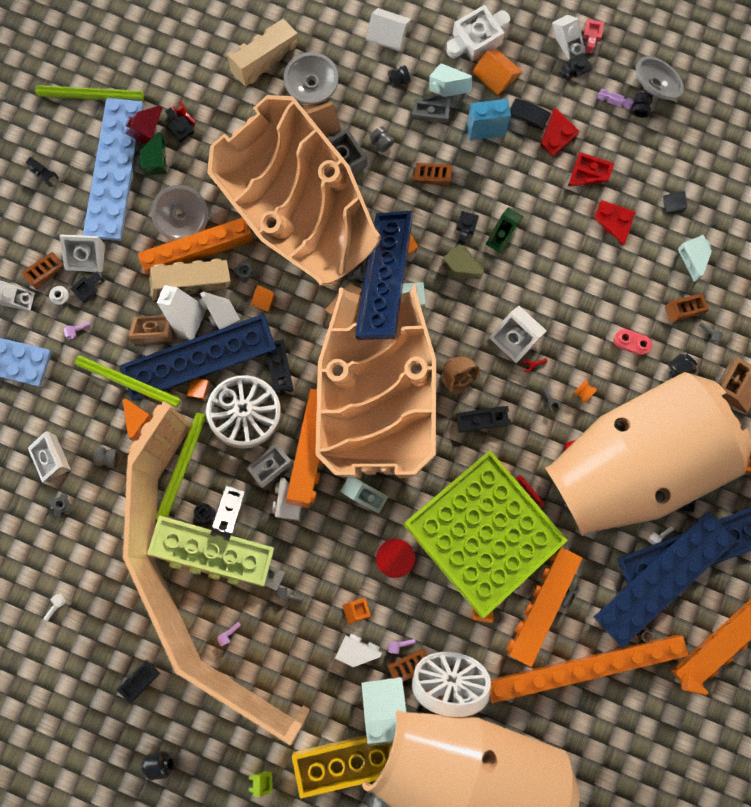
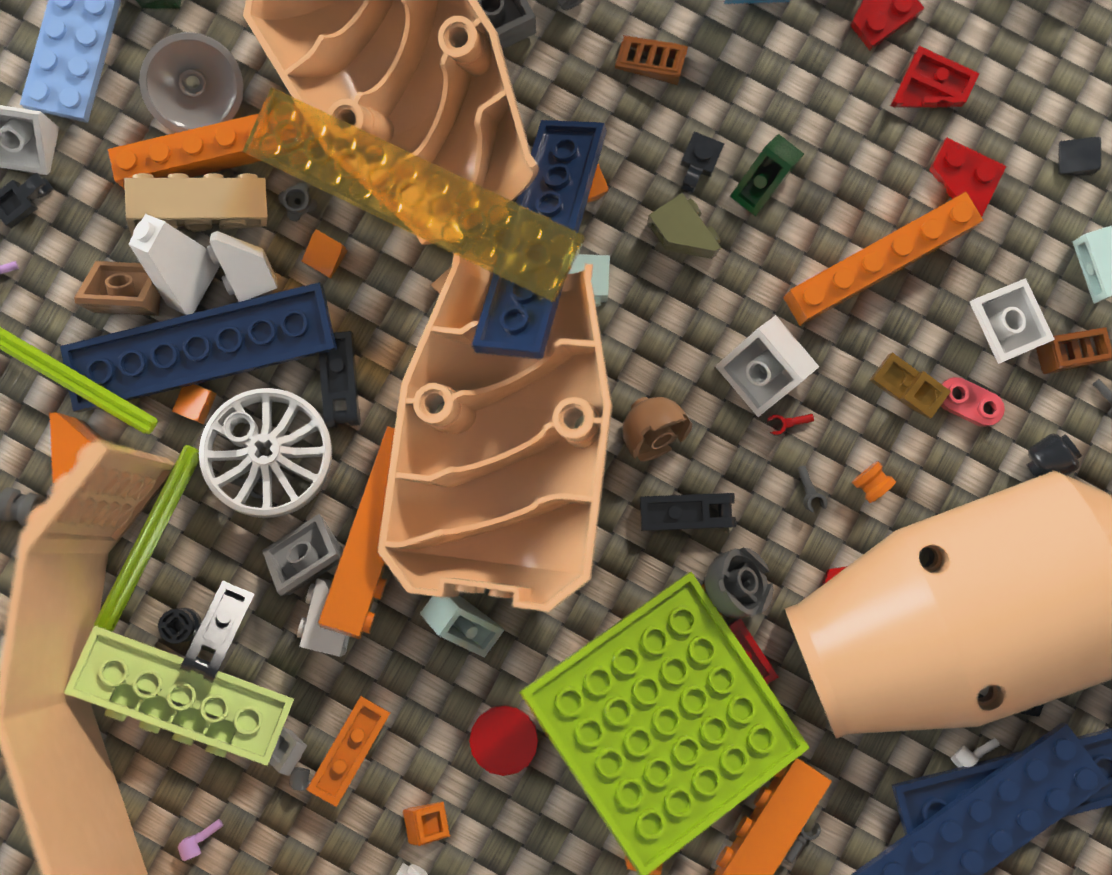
camera: 10 degrees right, 5 degrees up
(308, 573) = (348, 751): none -> orange plate
(314, 258) = (414, 194): none -> clear yellow plate
(516, 454) = (738, 583): none -> dark grey cylinder
(574, 269) = (882, 258): none -> orange brick
(598, 337) = (910, 386): none -> pearl gold slope
(649, 294) = (1011, 320): none -> white slope

